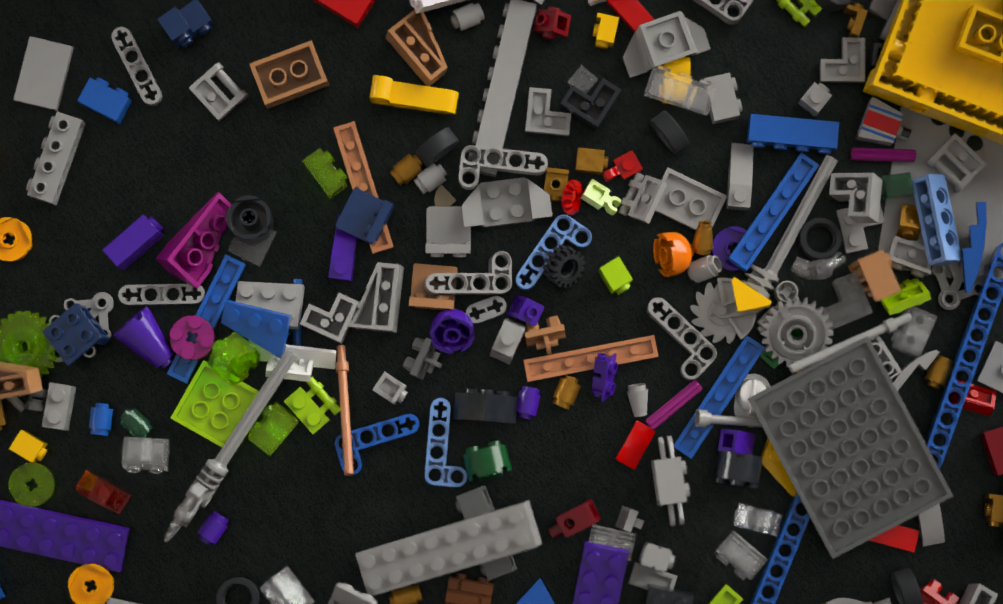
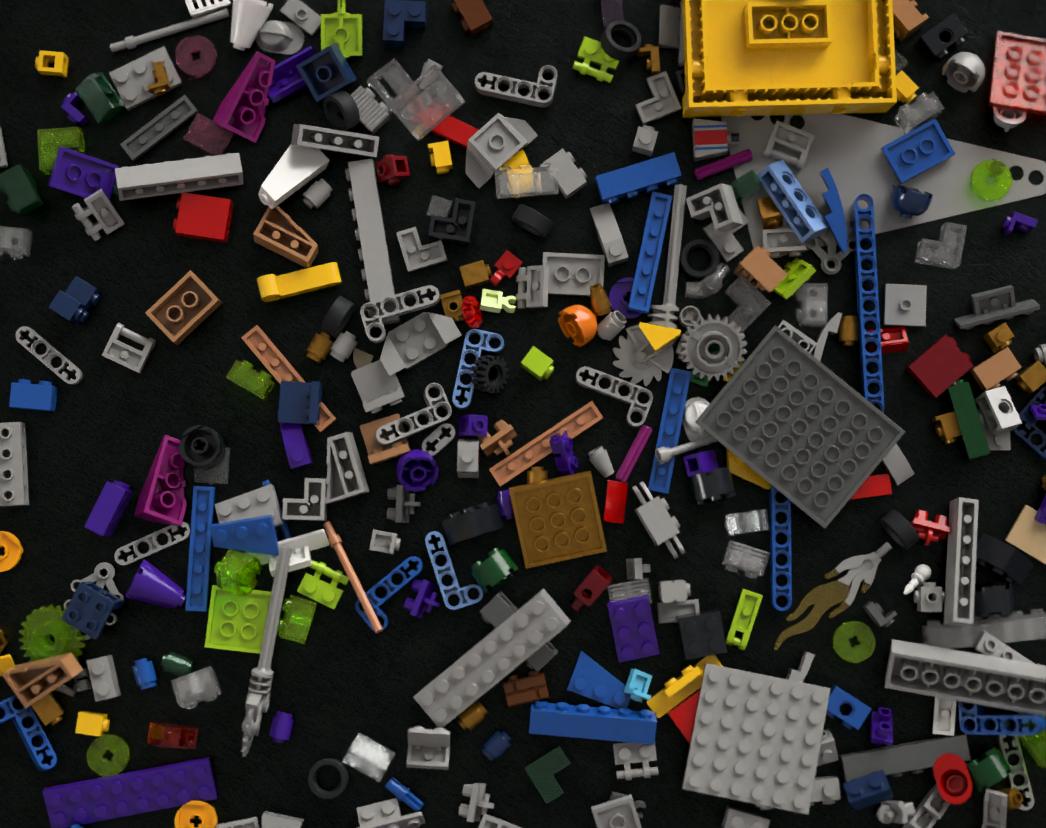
camera: 20 degrees left, 0 degrees up
(179, 337) = (191, 558): magenta plate -> none
(406, 462) = (425, 599): none -> dark purple hips
(571, 438) = (558, 519): none -> pearl gold plate
(888, 326) = (788, 309): light grey bar -> none

